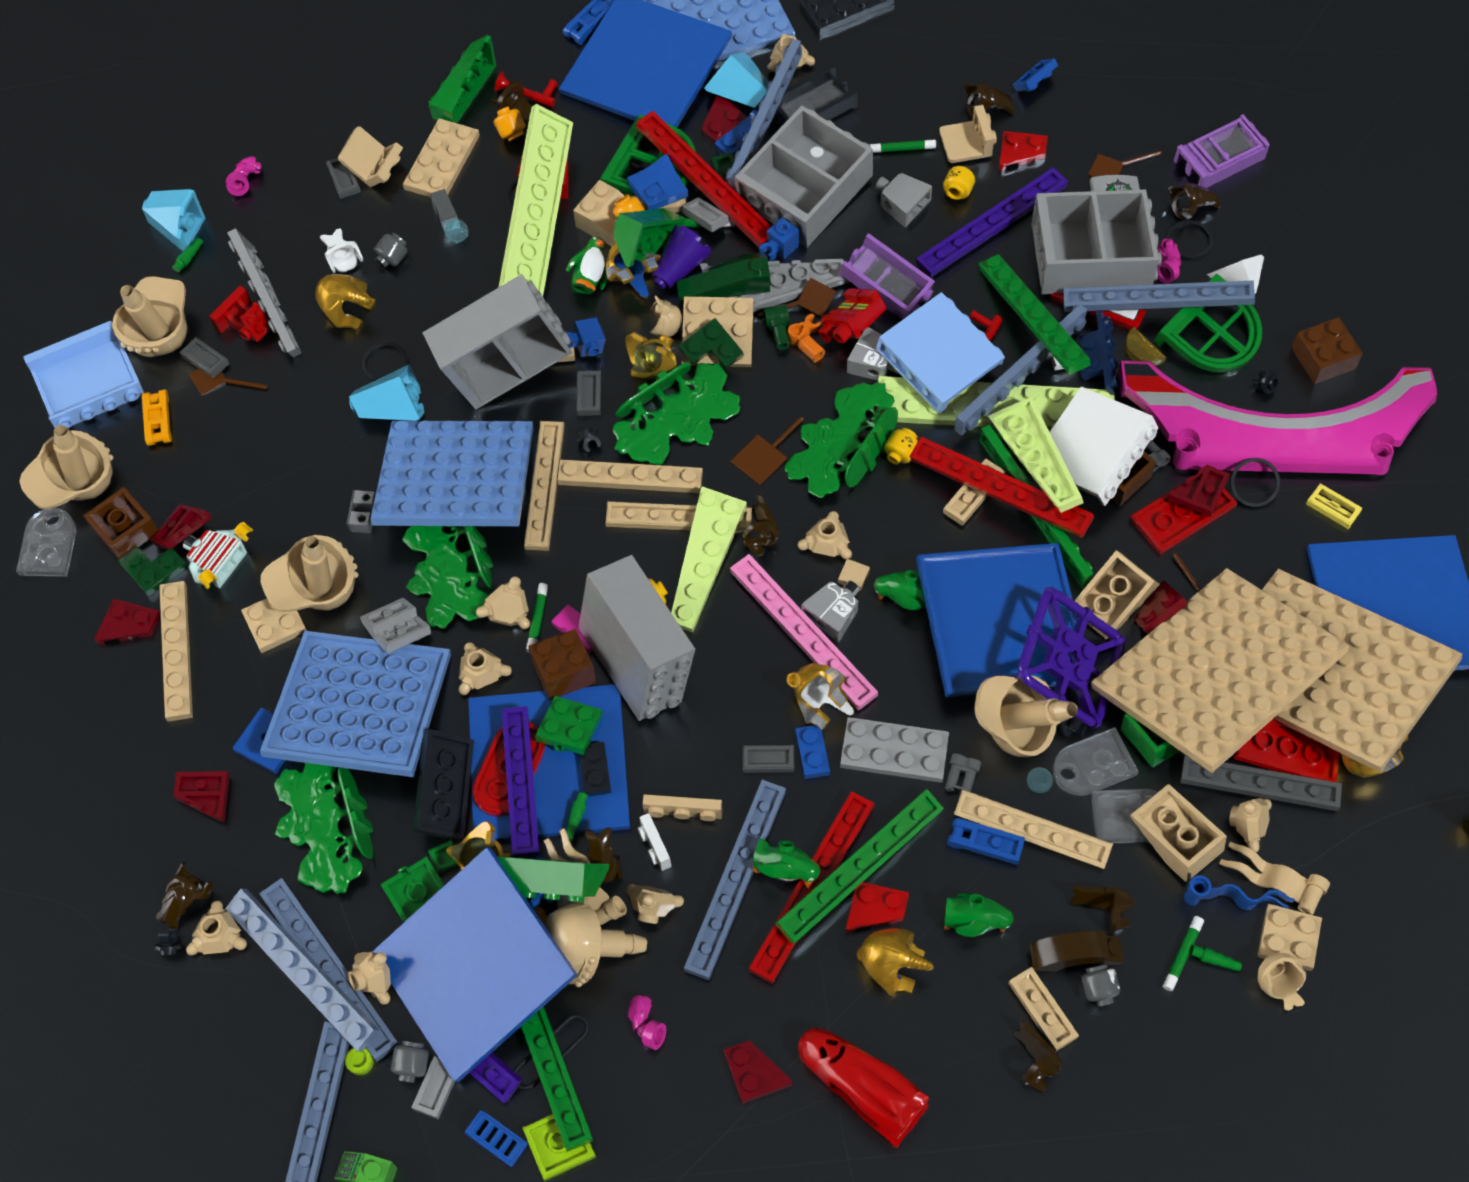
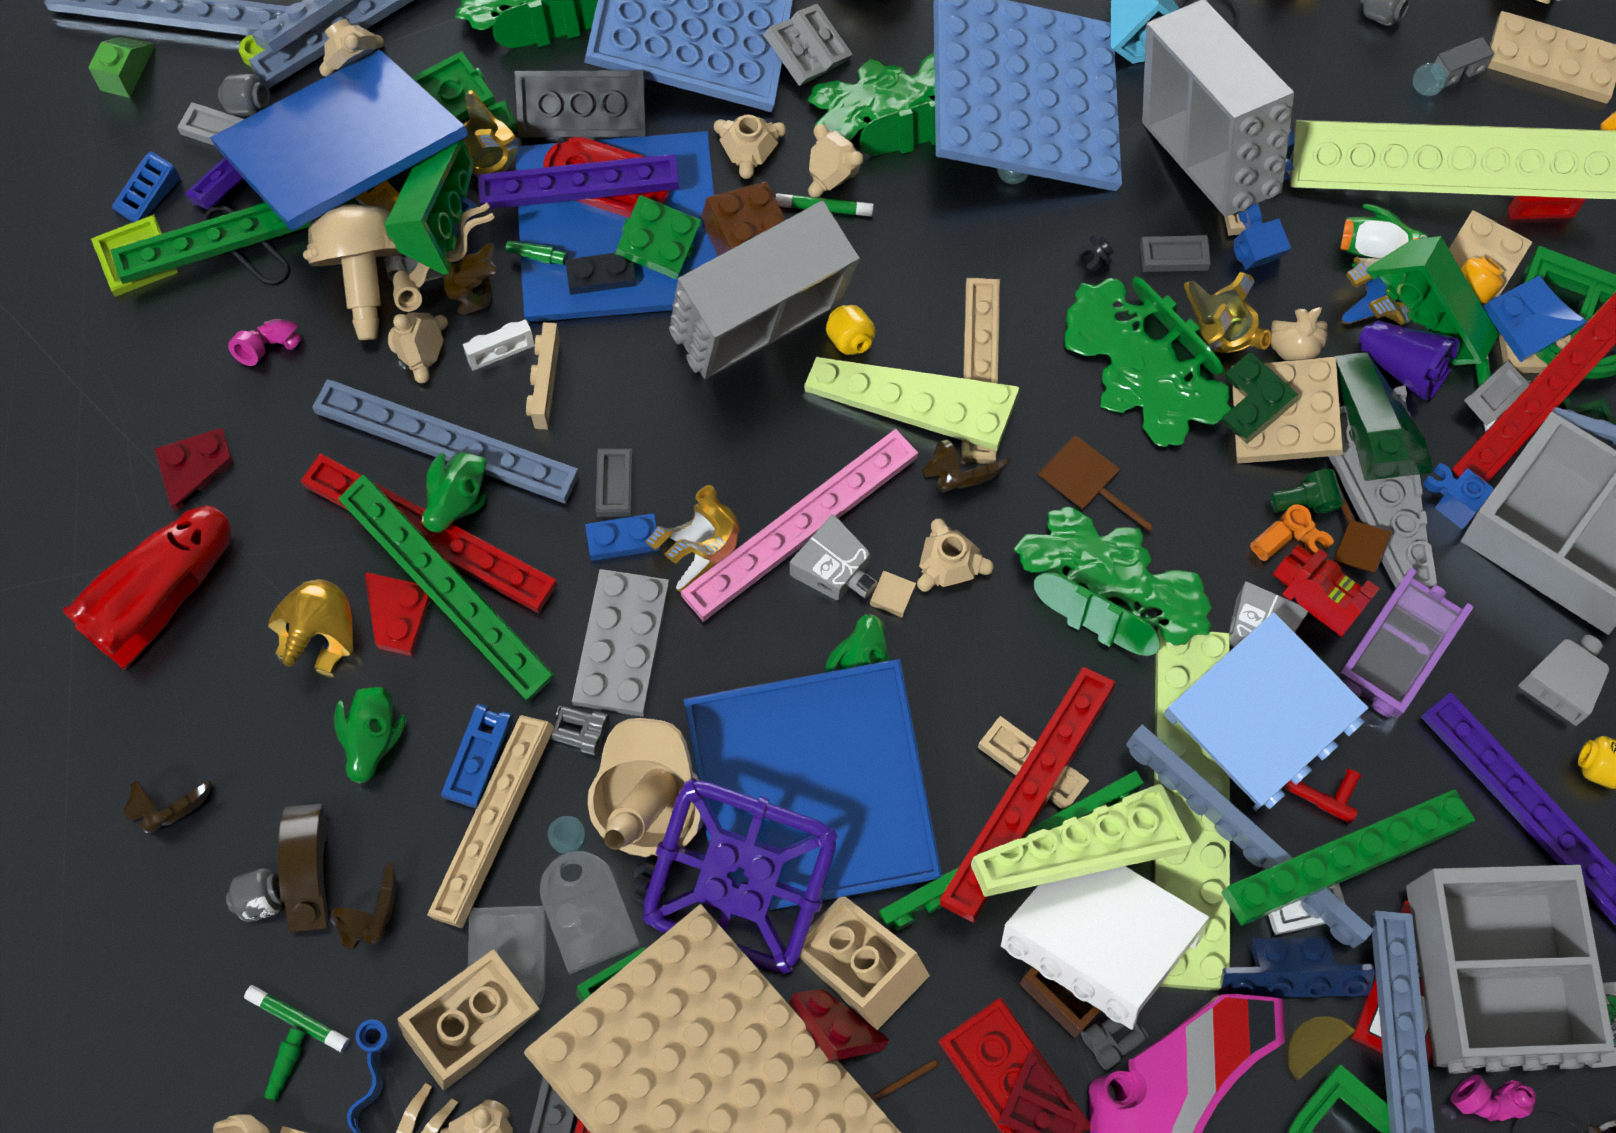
camera: 85 degrees right, 5 degrees up
(544, 486) = (1025, 205): tan tile -> none
(630, 476) = (1042, 309): tan plate -> none
(900, 445) = (1104, 656): yellow head -> none
(1043, 1009) = (232, 818): tan plate -> none

